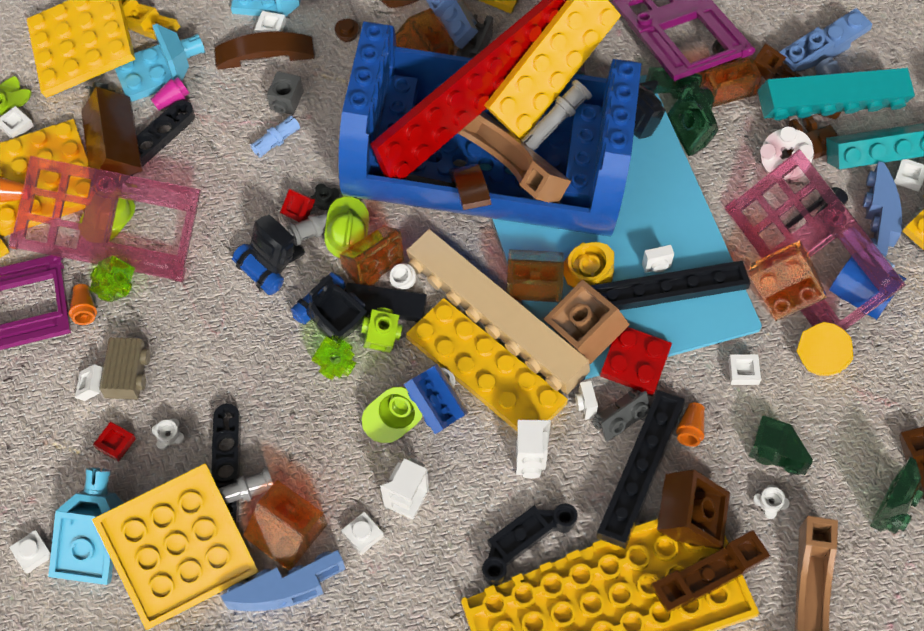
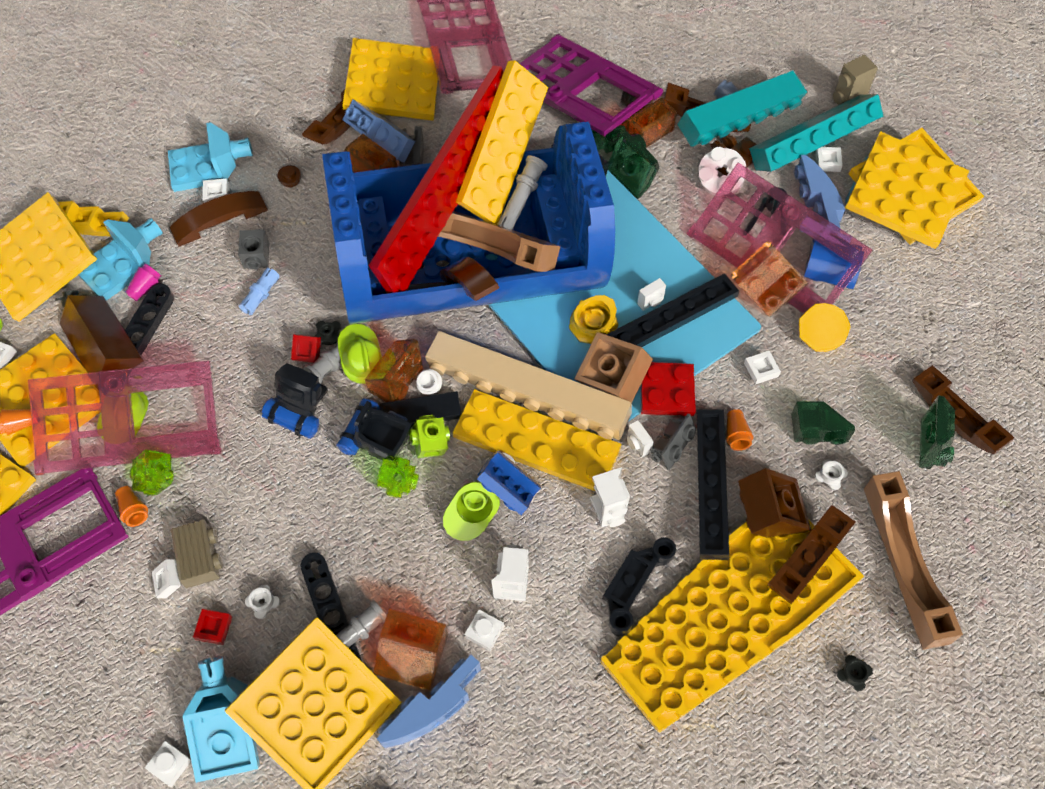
camera: 20 degrees left, 0 degrees up
(535, 275) = (551, 342): clear orange slope -> none
(826, 42) = (715, 68): medium blue slope -> none

